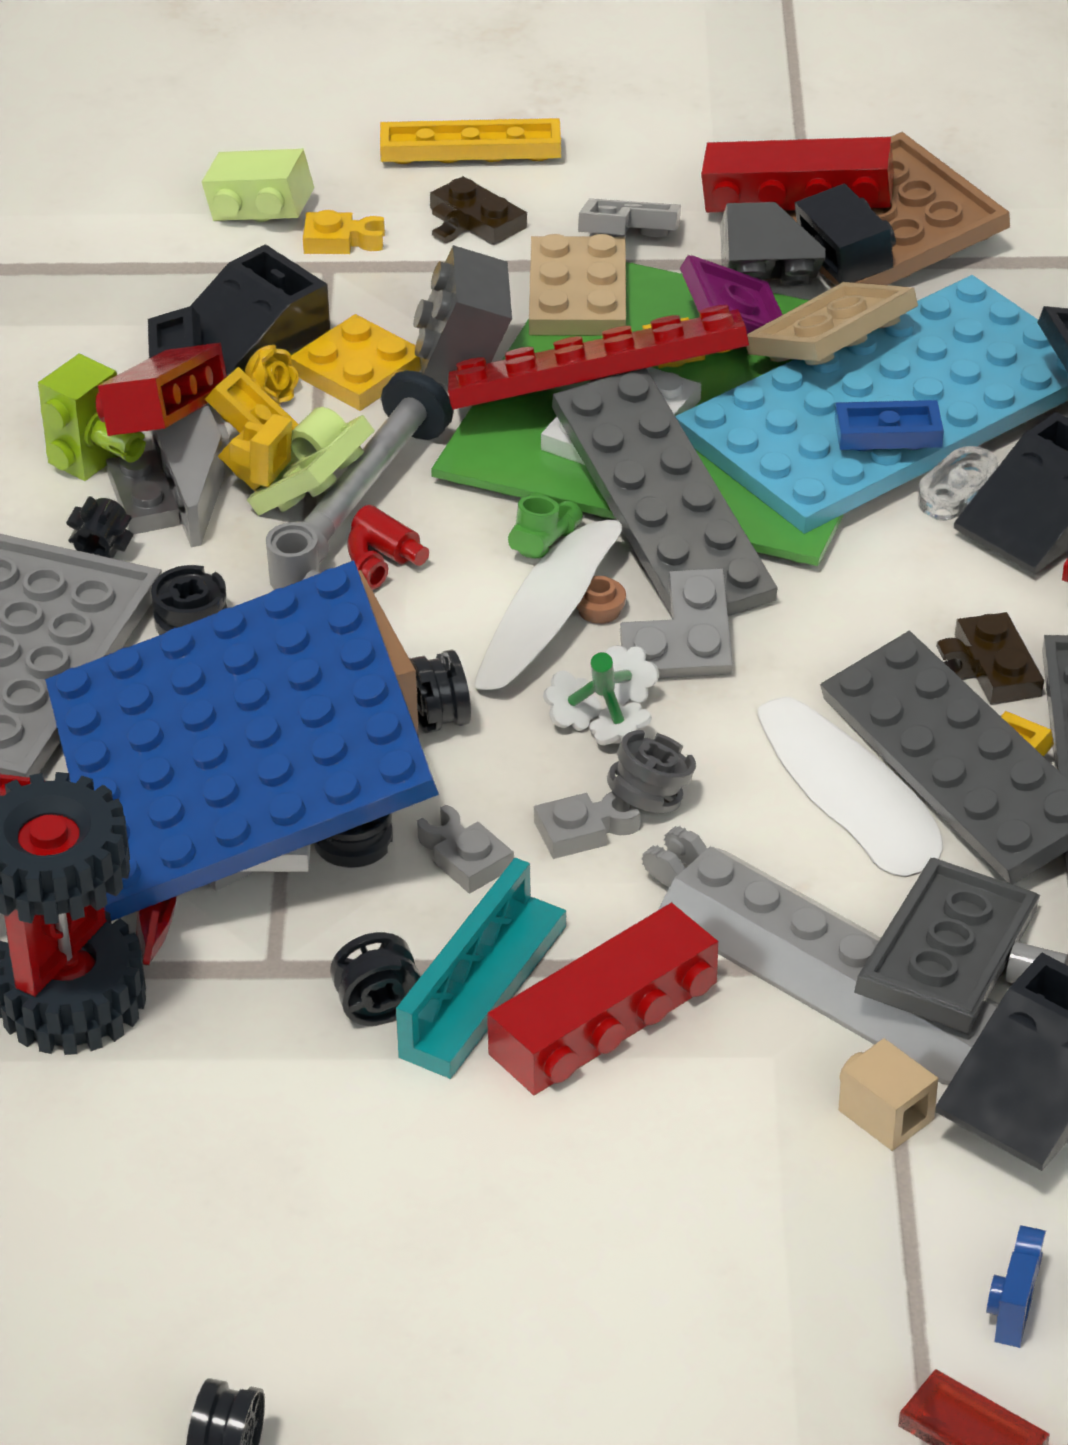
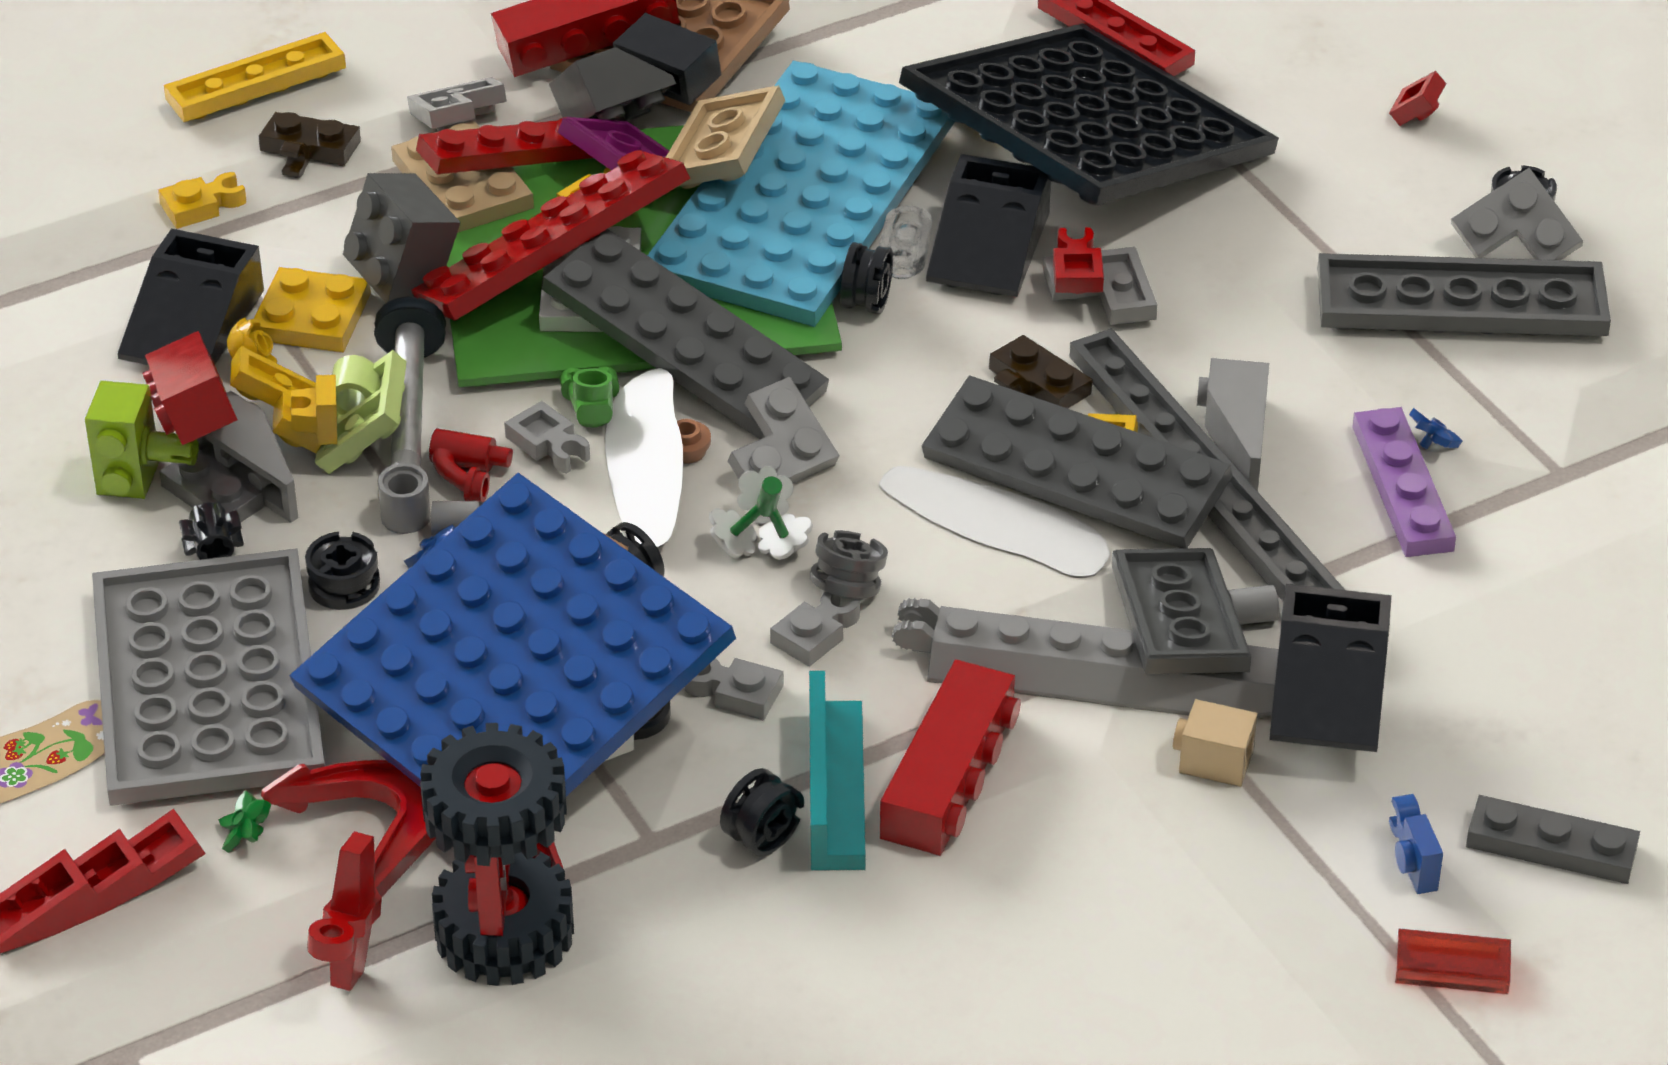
camera: 30 degrees left, 0 degrees up
(174, 330) = (139, 337): black plate -> none
(258, 185) = (99, 178): yellowish green brick -> none
(471, 546) = (546, 432): none -> light grey plate
(610, 263) = (497, 147): none -> red plate
(886, 504) = (866, 277): none -> black wheel
(889, 425) = (836, 209): blue plate -> none

